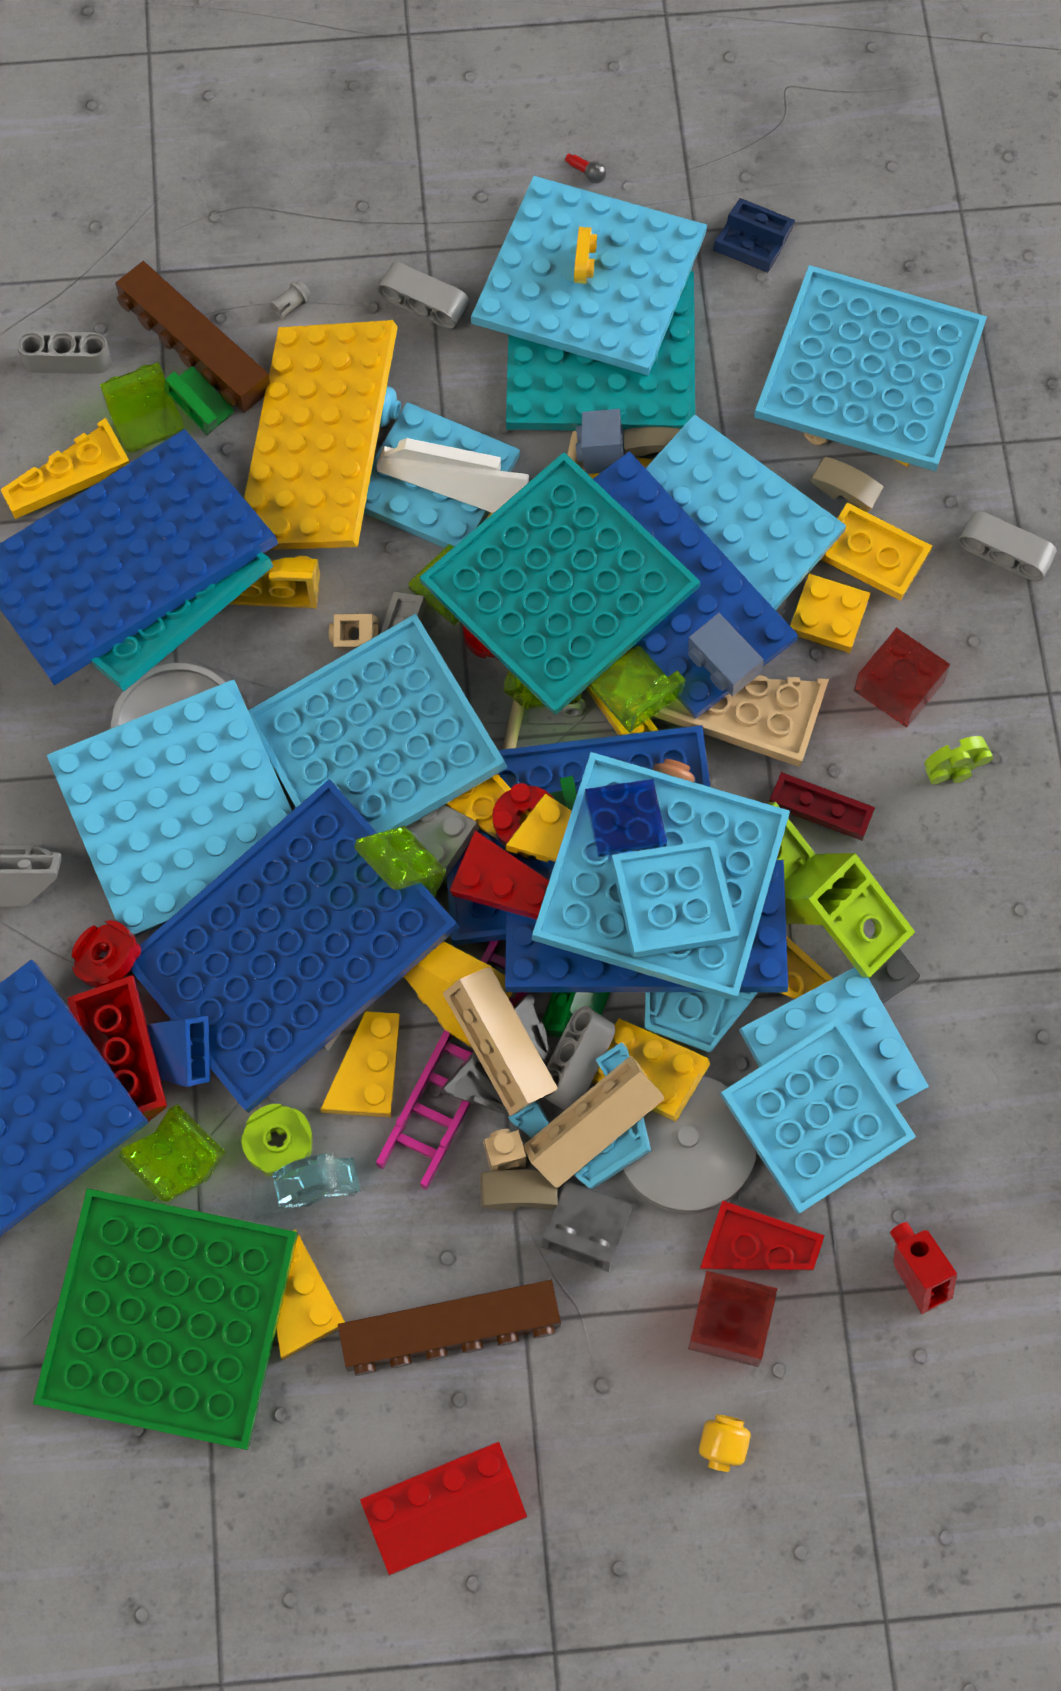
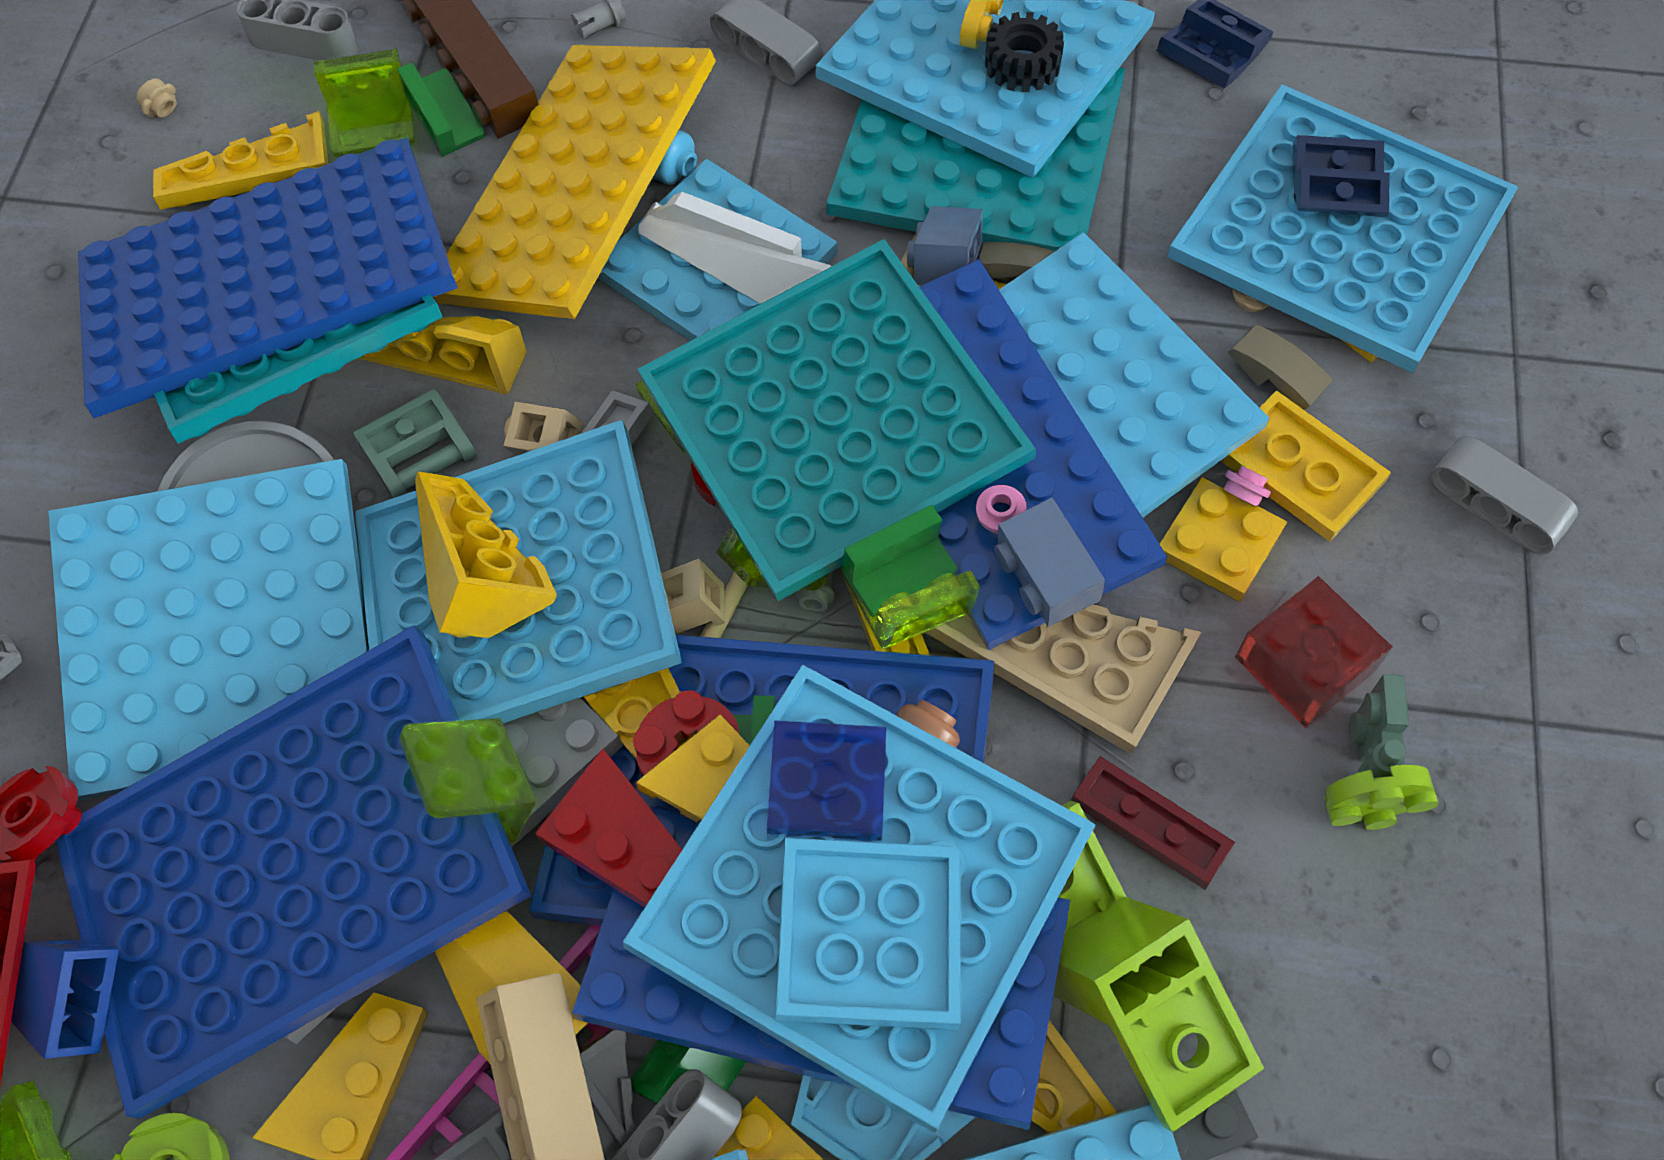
camera: 15 degrees right, 5 degrees down
(260, 650) = (408, 432): none -> sand green plate
(348, 732) = (472, 566): none -> yellow wedge
(496, 721) = (694, 595): none -> tan brick
(622, 267) = (1027, 35): none -> black tyre
(627, 673) = (897, 559): none -> green panel
(680, 633) = (991, 518): none -> bright pink plate
(839, 574) = (1247, 485): none -> bright pink plate
(862, 334) = (1340, 176): none -> dark blue slope
(950, 716) = (1380, 726): none -> sand green plate

